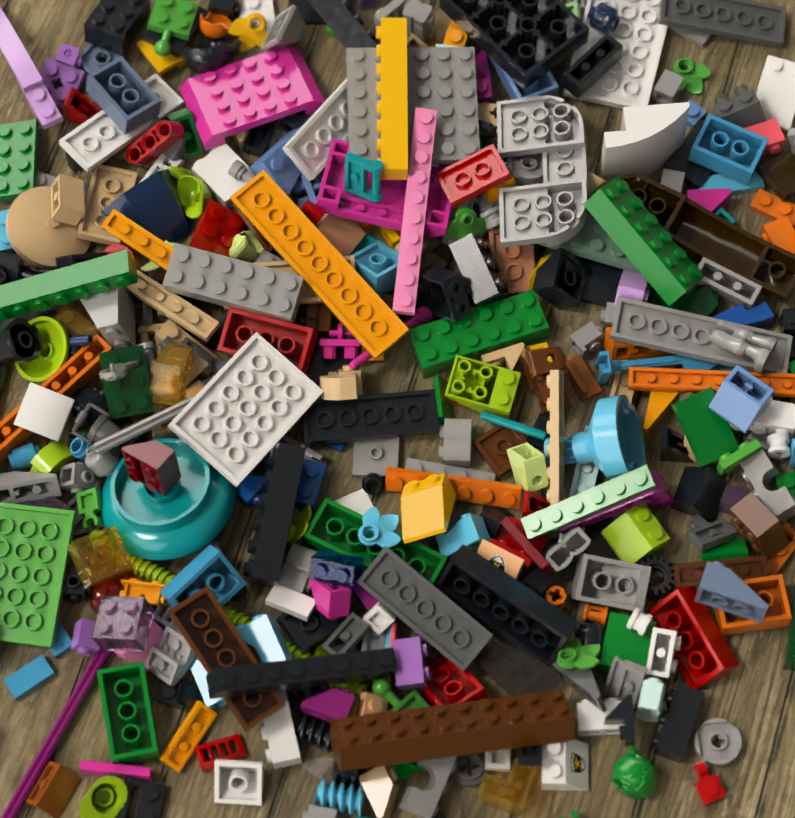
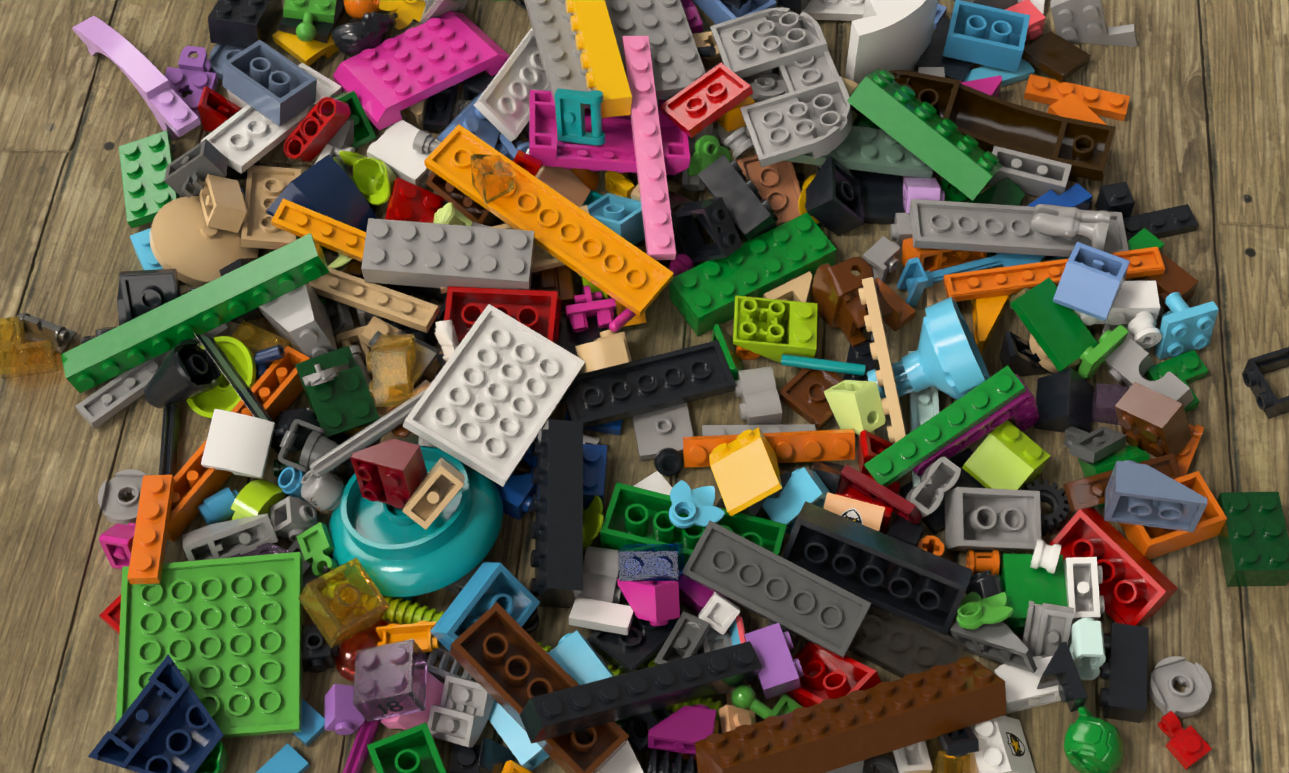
camera: 15 degrees left, 10 degrees down
(47, 165) = (189, 171): none -> dark grey brick
(50, 355) = (234, 377): none -> sticker
(180, 487) = (434, 493): none -> tan slope
(220, 352) = (446, 337): none -> white arm
(279, 224) = (491, 176): none -> clear yellow slope

